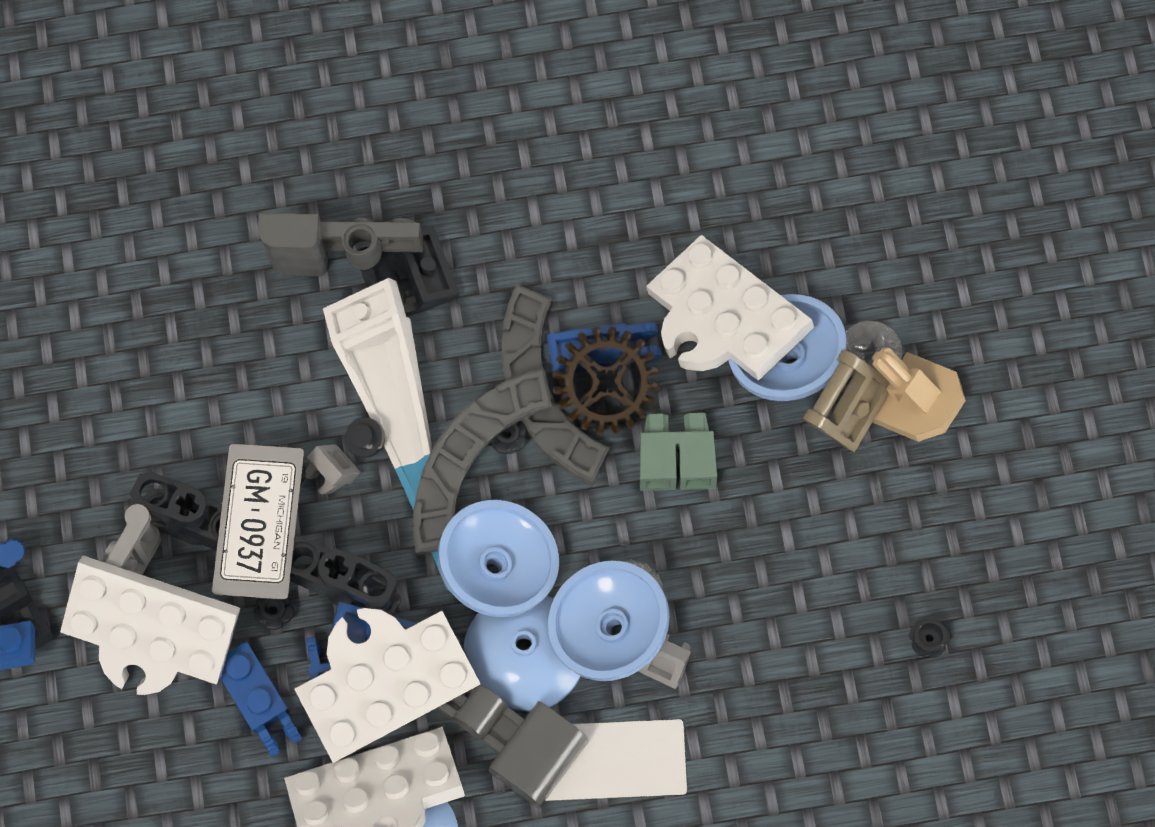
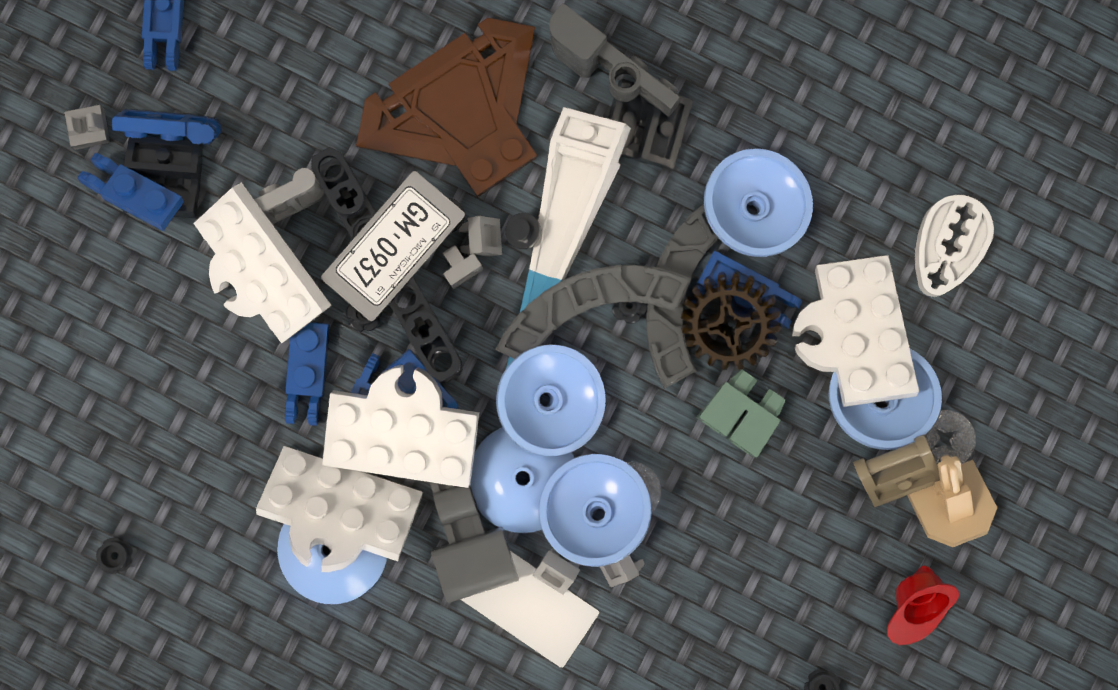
camera: 30 degrees right, 15 degrees up
(229, 375) = (459, 107): none -> reddish brown plate
(331, 506) = (462, 268): none -> light grey tile
(557, 249) = (774, 189): none -> light blue dish
(616, 706) = (556, 571): none -> light grey tile
(727, 188) = (971, 246): none -> white piece
(959, 502) = (921, 606): none -> red piece

